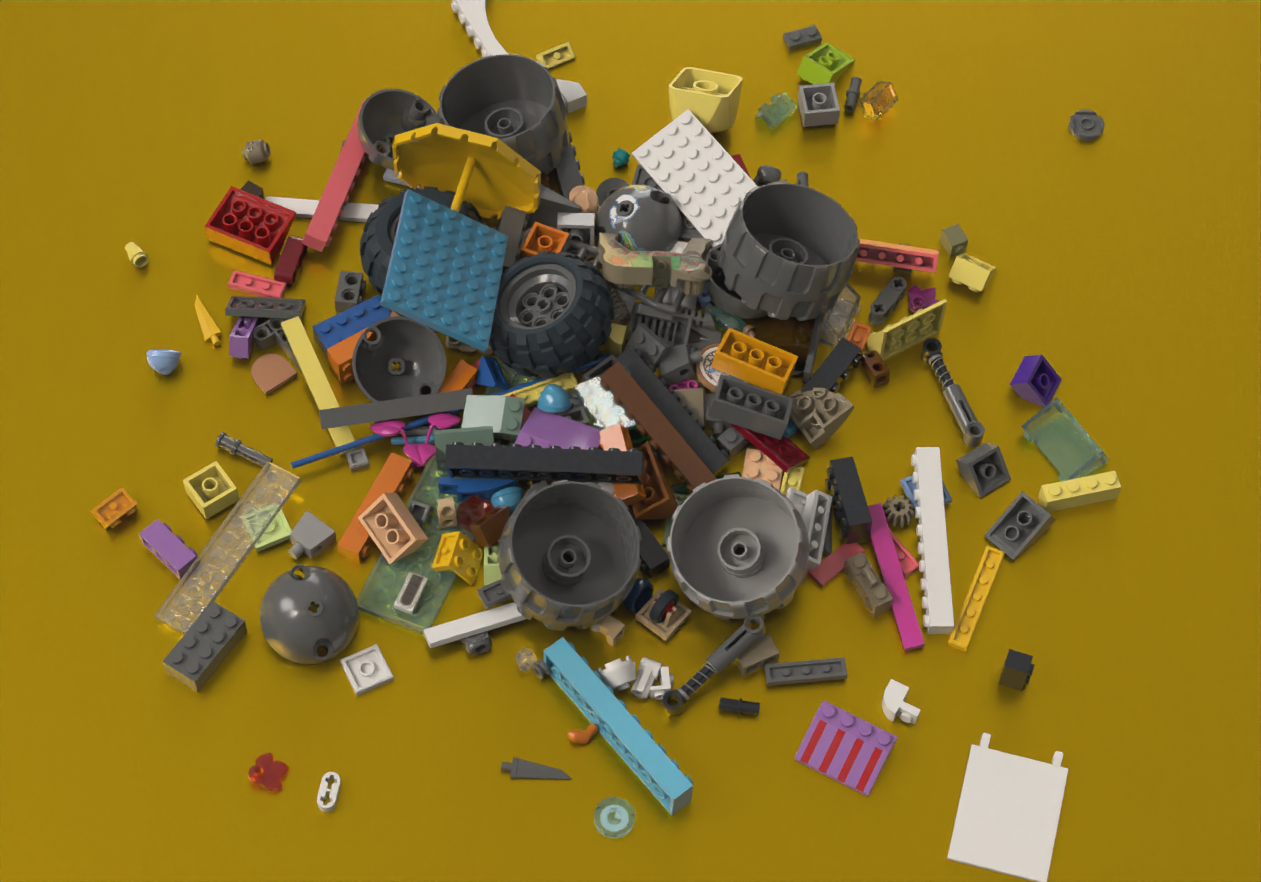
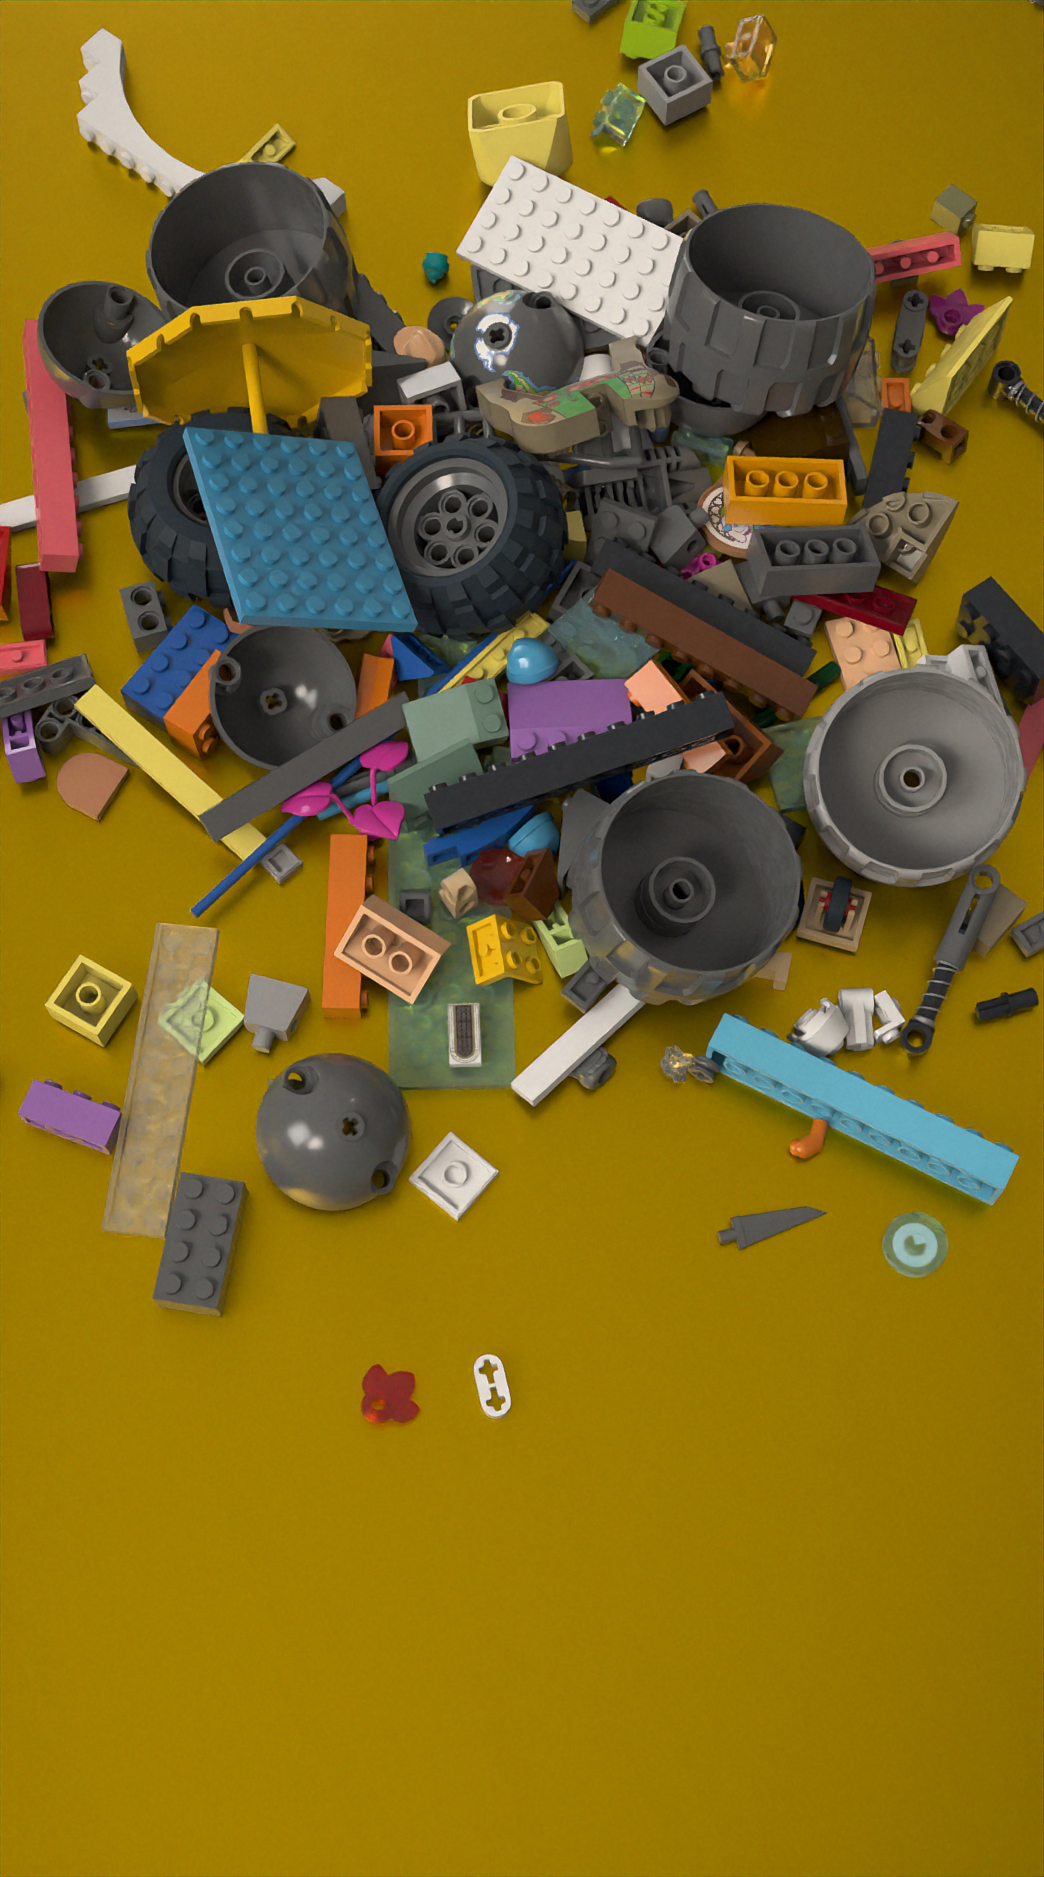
camera: 20 degrees left, 10 degrees up
(236, 447) = (96, 919): dark grey pin -> none

